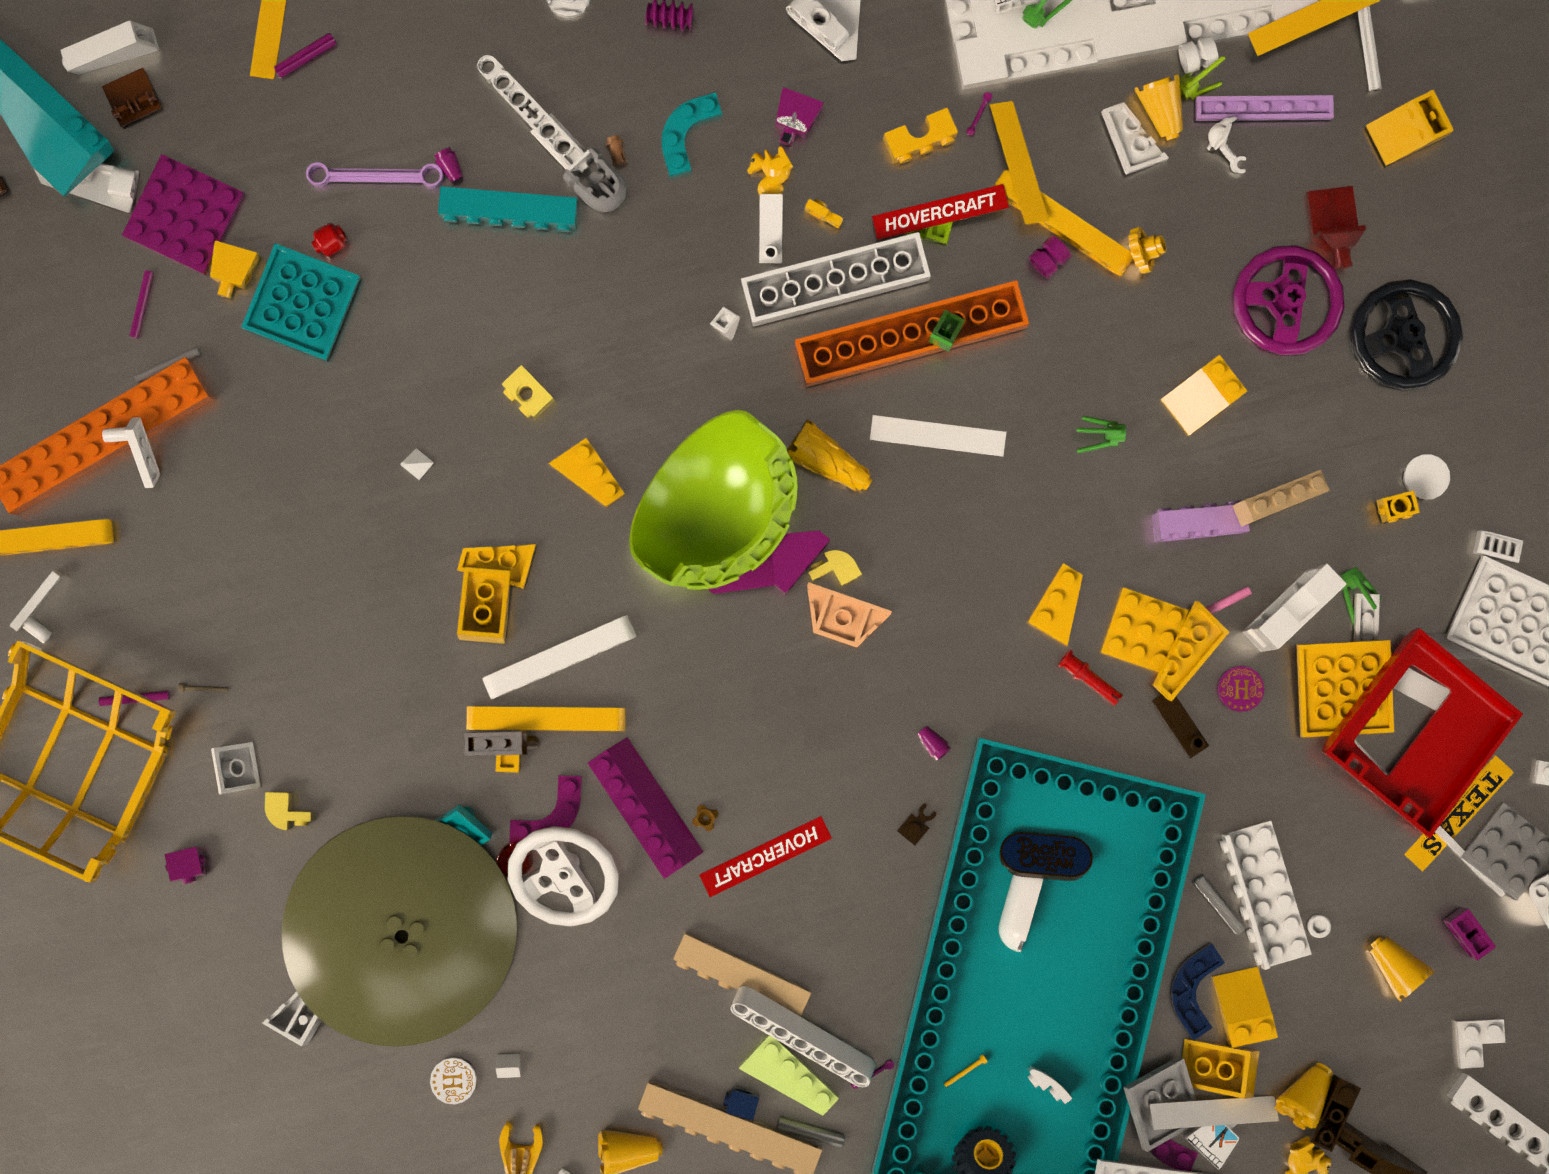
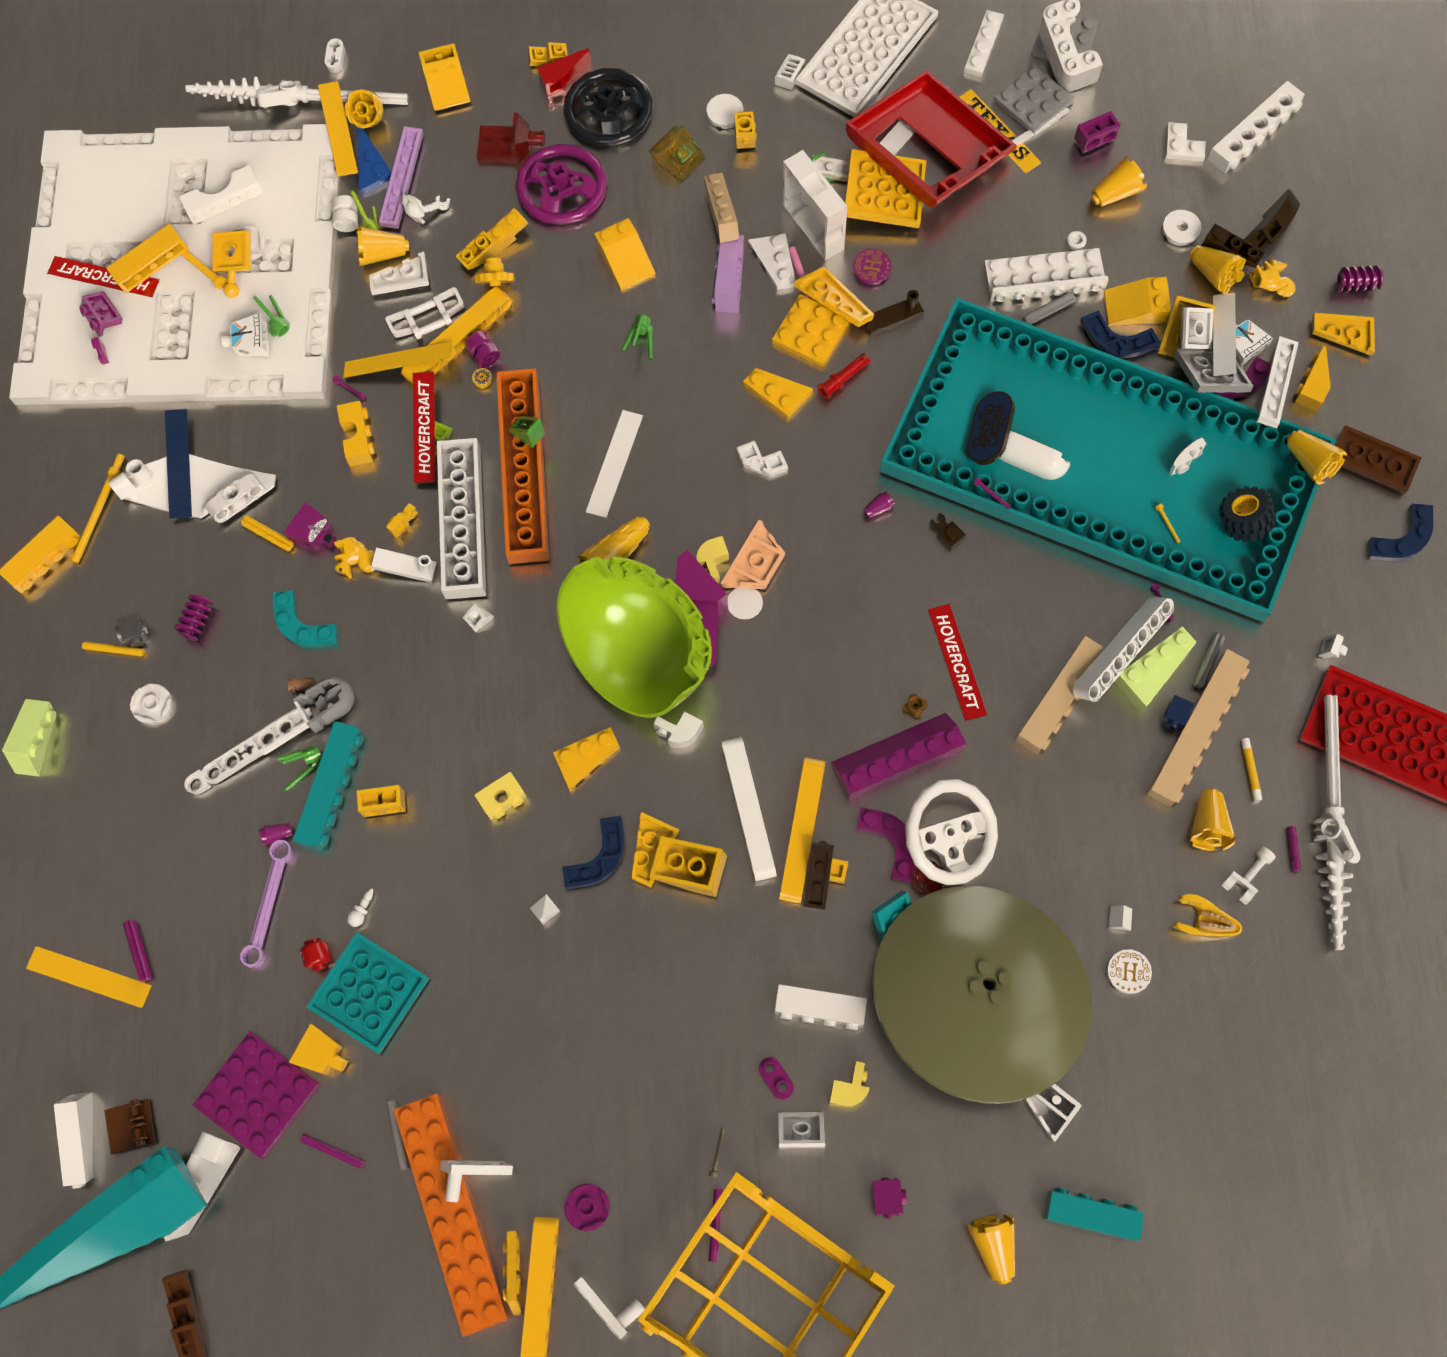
camera: 80 degrees left, 15 degrees down
(76, 503) = (514, 1287): none -> yellow wing
(130, 568) = (587, 1207): none -> magenta tile
(158, 976) = (996, 1245): none -> yellow cone
(202, 1071) = (1094, 1215): none -> teal brick
(285, 734) = (775, 1078): none -> magenta plate
(362, 767) = (820, 1006): none -> white brick
(376, 271) = (356, 917): none -> white bar
(477, 518) = (603, 864): none -> dark blue plate
(499, 268) = (381, 801): none -> yellow brick
(538, 182) = (311, 755): none -> bright green plant
(631, 574) = (683, 733): none -> white brick
(785, 67) = (267, 533): none -> yellow axle
(793, 612) = (744, 603): none -> white sticker
(963, 608) = (767, 465): none -> white tile
(970, 851) = (978, 482): none -> magenta piece
(1016, 263) = (482, 378): none -> tile
(1083, 159) = (409, 313): none -> white bar
(1194, 236) = (493, 242): none -> yellow slope
(1212, 1079) = (1196, 328): none -> white slope
(1231, 573) = (775, 258): none -> white wing
(1274, 69) = (371, 165): none -> blue wing
(1345, 42) = (364, 108): none -> yellow cylinder
(1354, 430) = (677, 152): none -> clear yellow slope
(1370, 1056) = (1183, 218): none -> white tile
(1441, 266) = (562, 72): none -> red slope
(1469, 246) = (543, 55): none -> yellow slope

